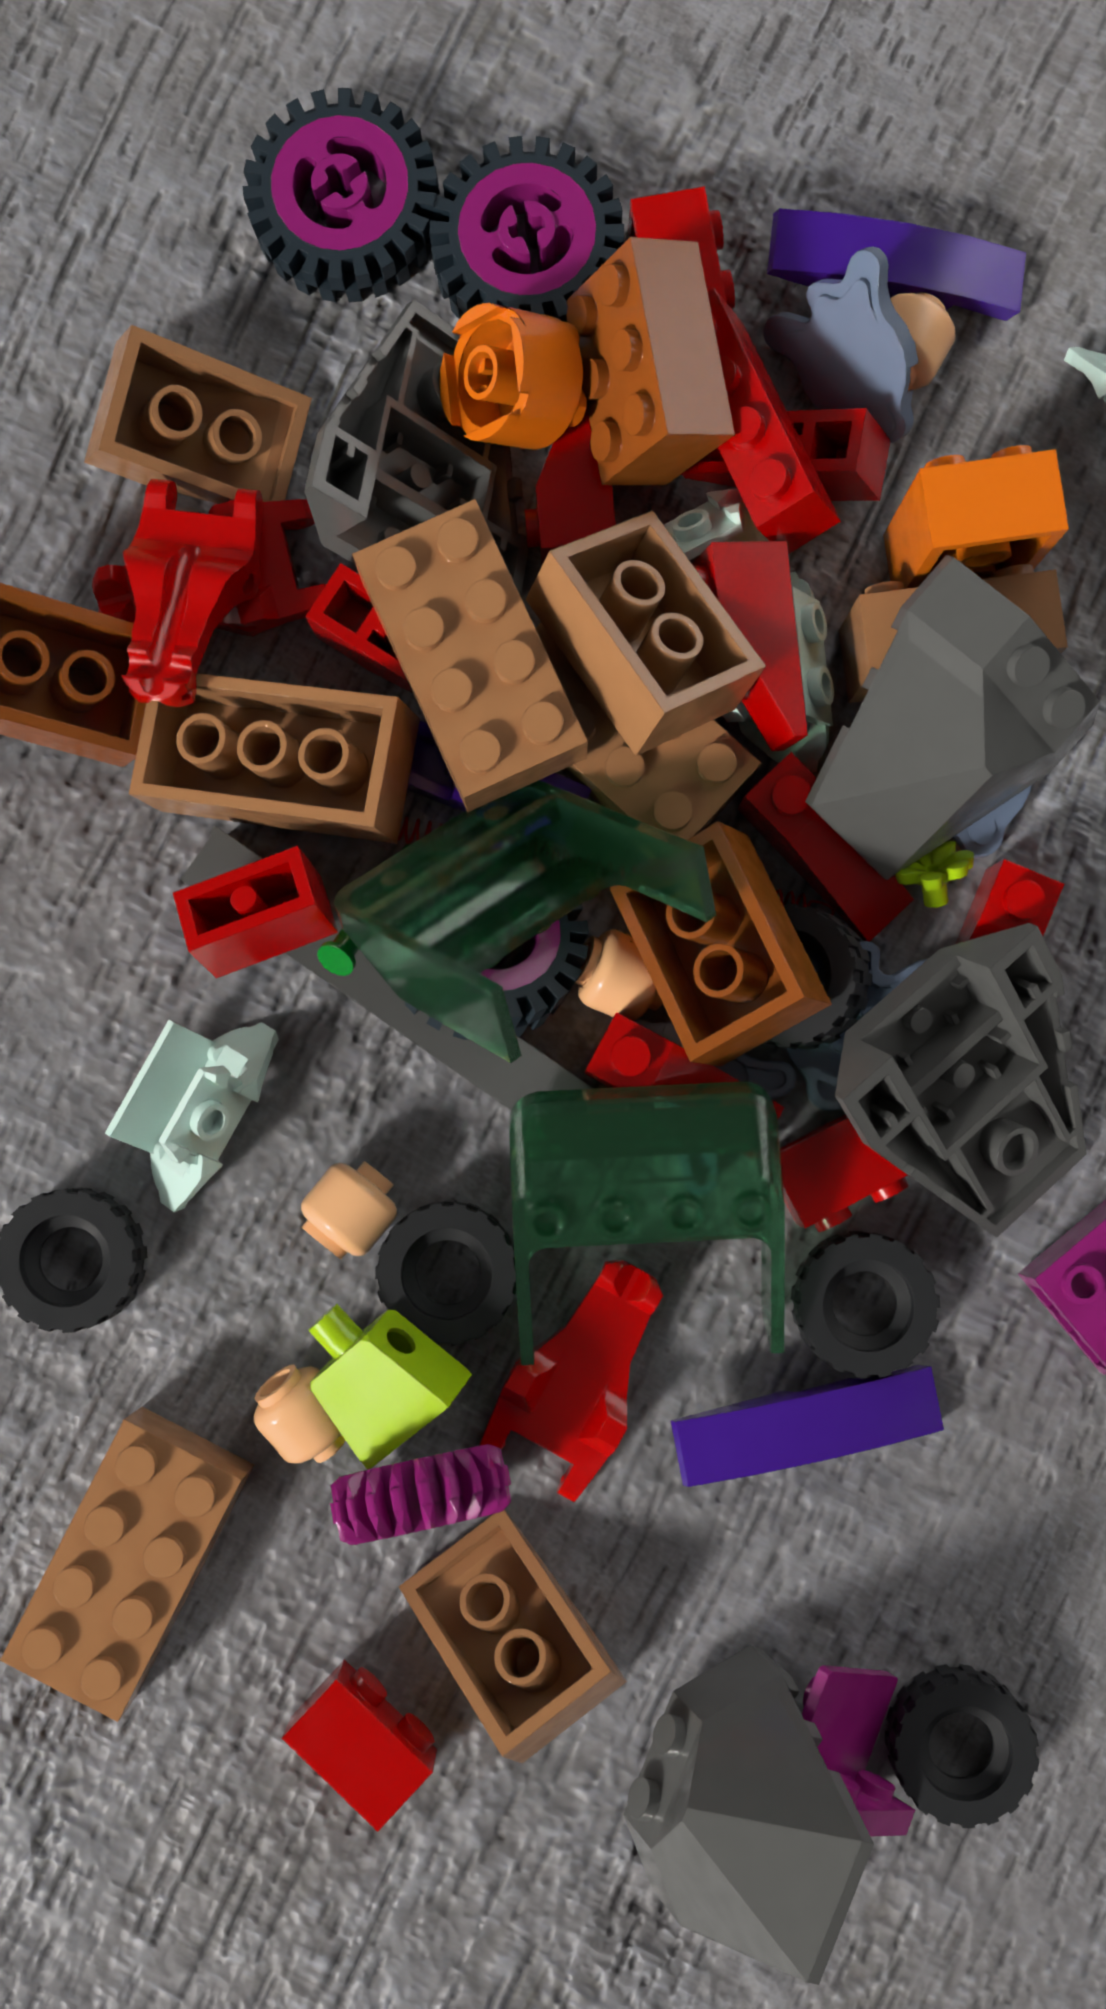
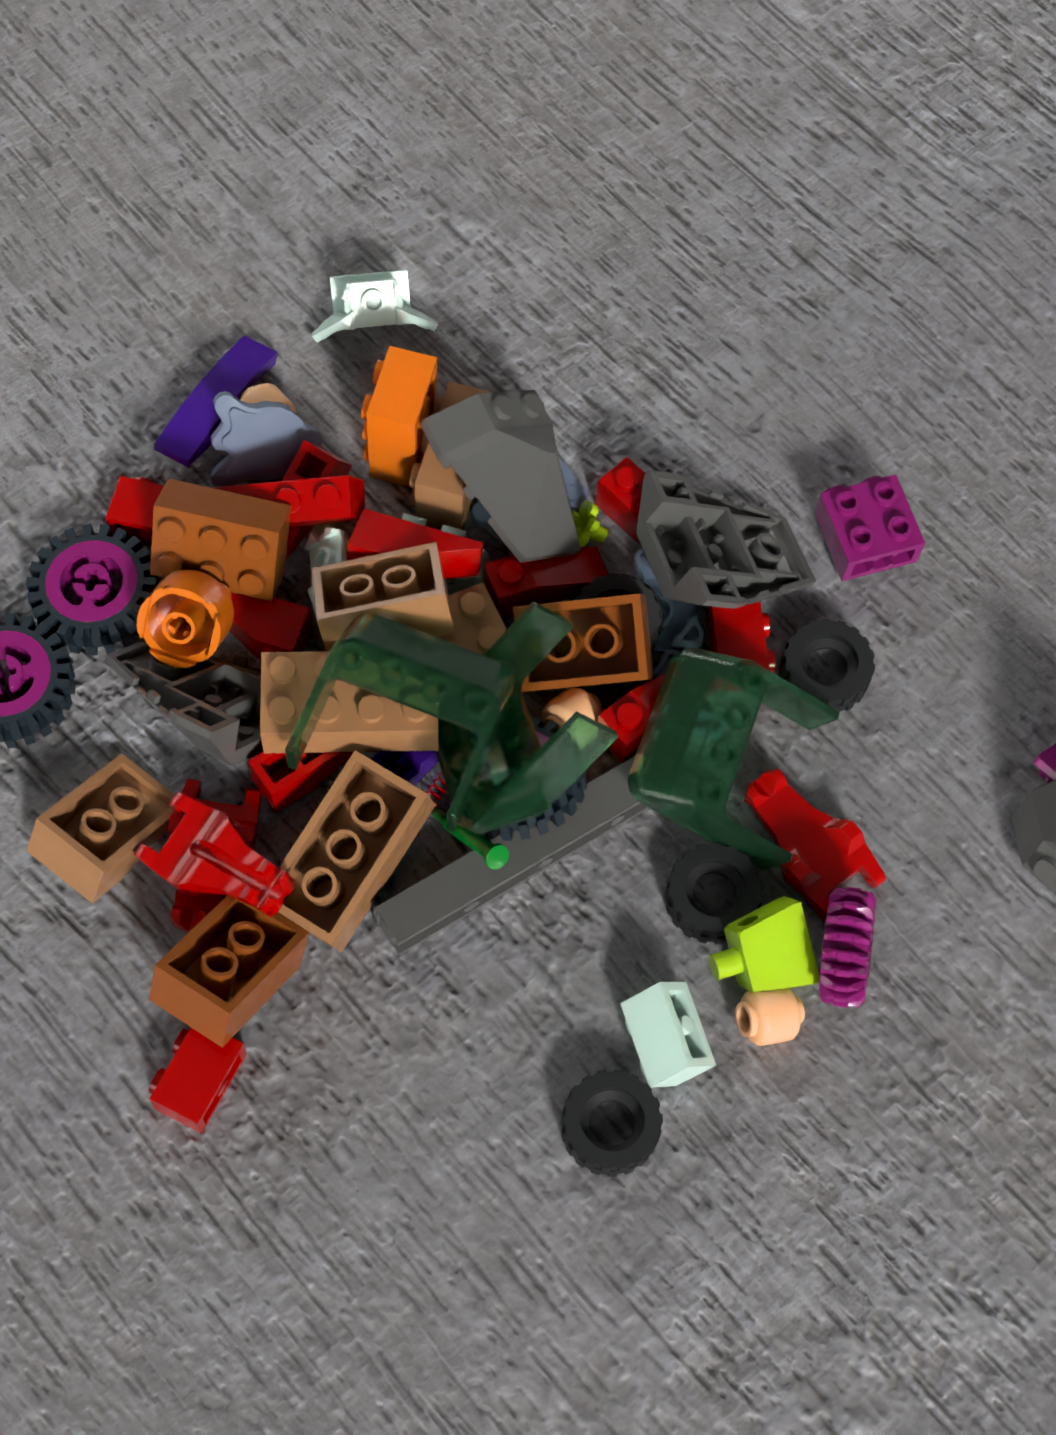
camera: 75 degrees left, 20 degrees down
(127, 1563) = (824, 1159): medium nougat brick -> none
(191, 1103) = (571, 1027): light aqua piece -> none
(209, 1290) = (667, 1034): none -> light aqua brick
(255, 912) = (447, 889): red brick -> none
(349, 1209) = (651, 933): light nougat head -> none
(362, 1743) = (991, 1062): red brick -> none
(509, 732) = (418, 674): none -> clear green windscreen
(511, 1637) = (955, 944): medium nougat slope -> none
(806, 1426) = (888, 726): dark purple slope -> none

